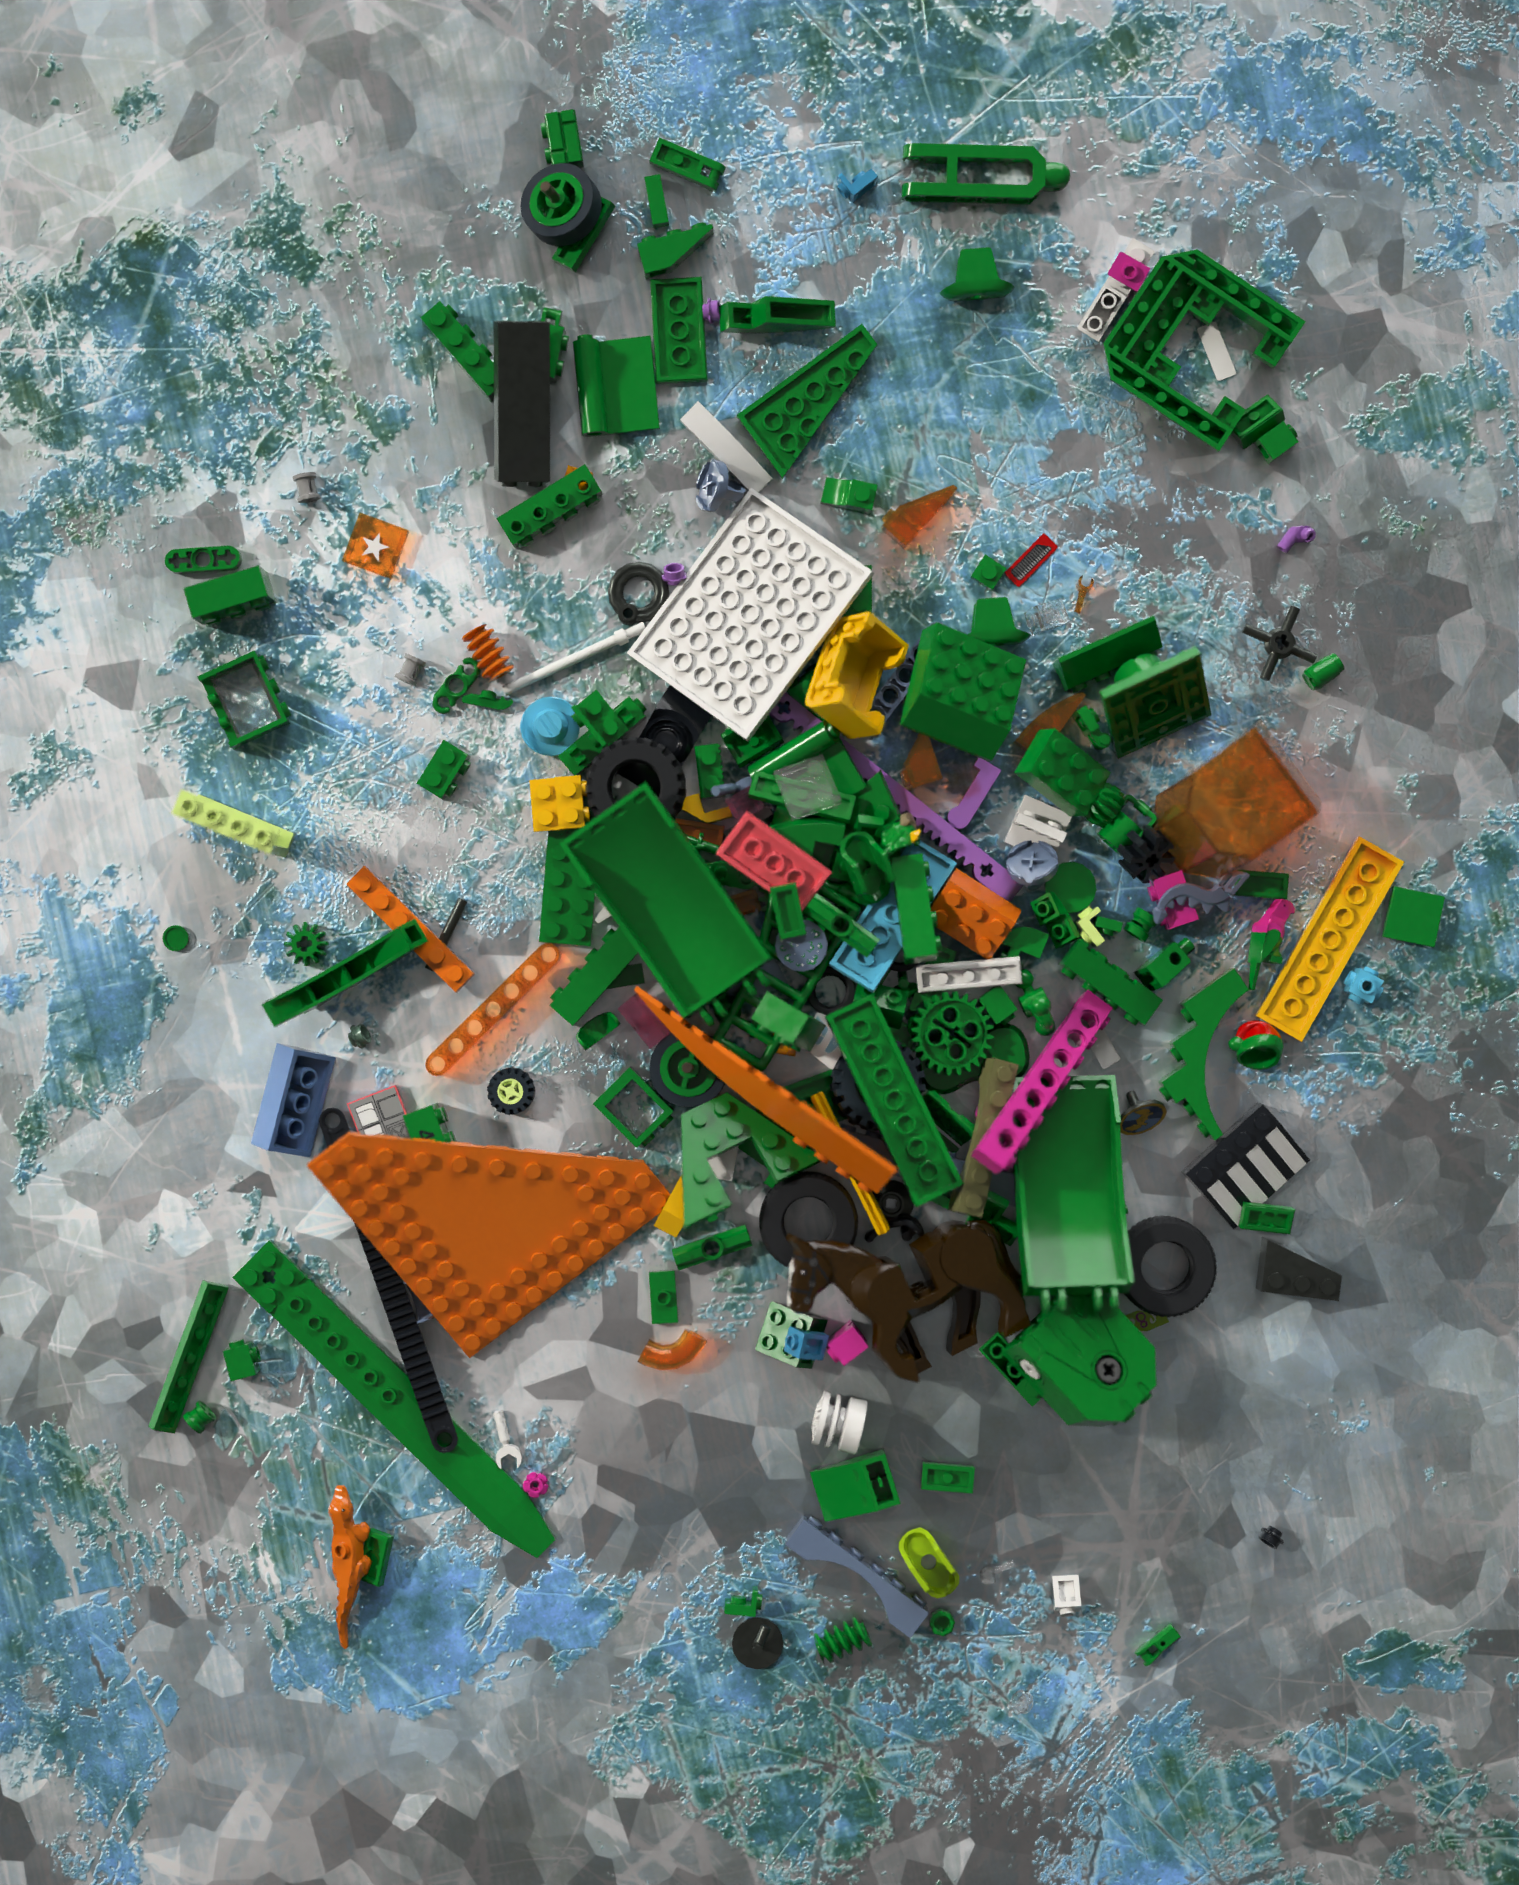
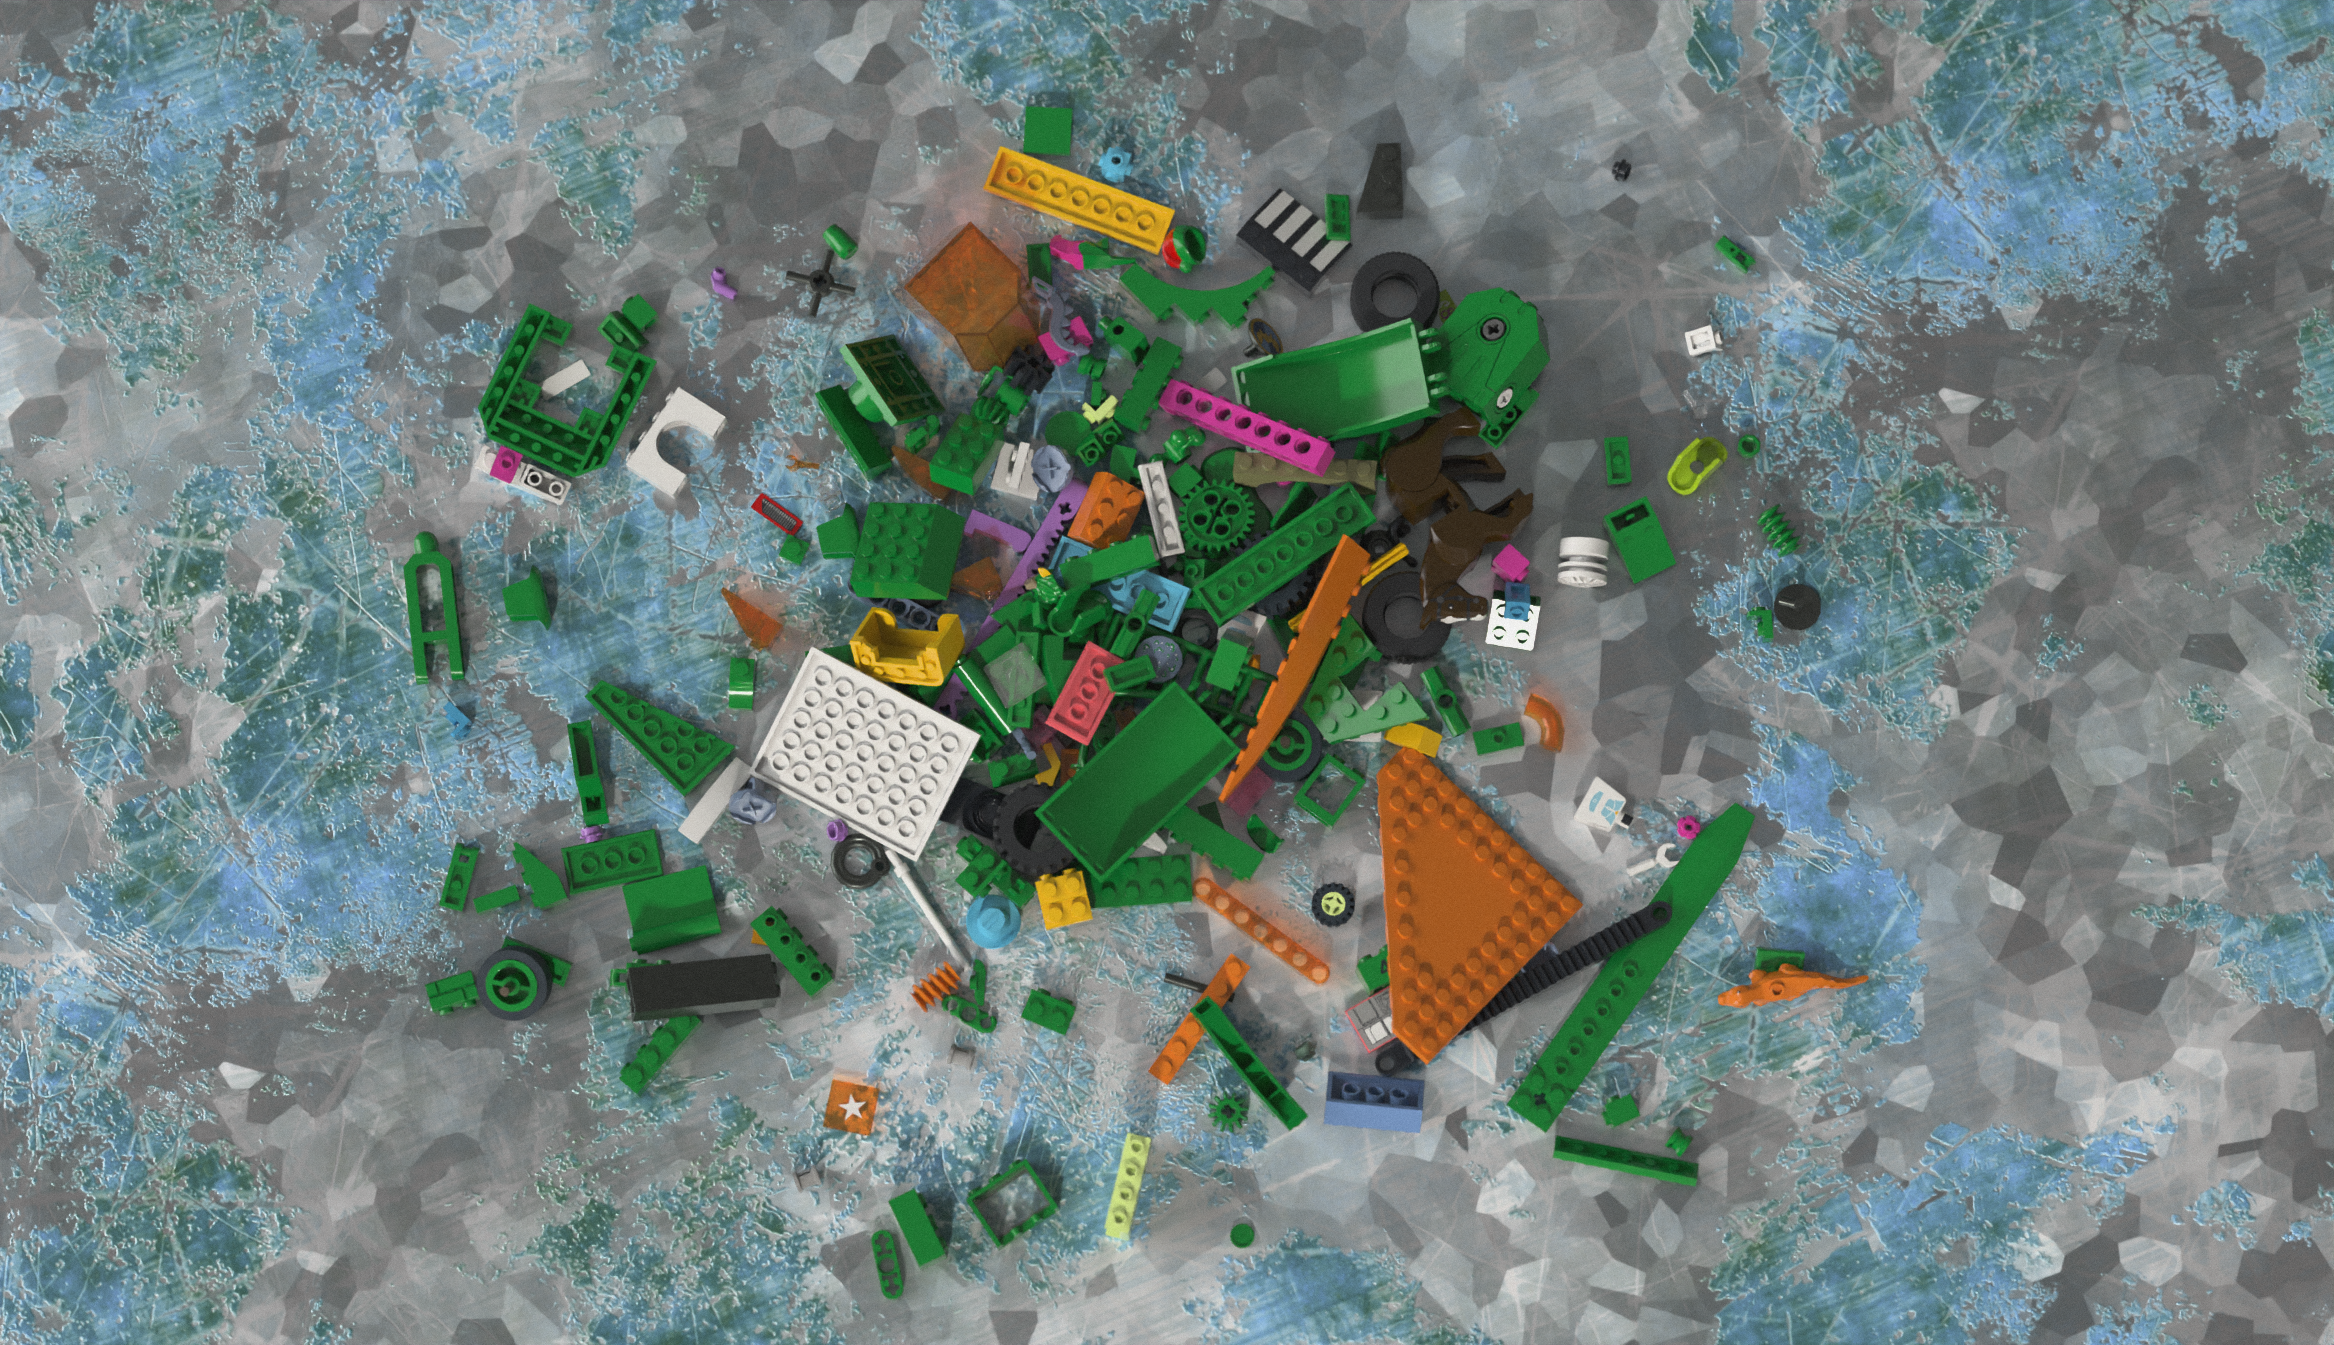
camera: 95 degrees left, 10 degrees down
(570, 1397) = (1603, 807): none -> white torso
(814, 1543) = (1741, 485): sand blue arch -> none
(1114, 427) = (680, 410): none -> white arch

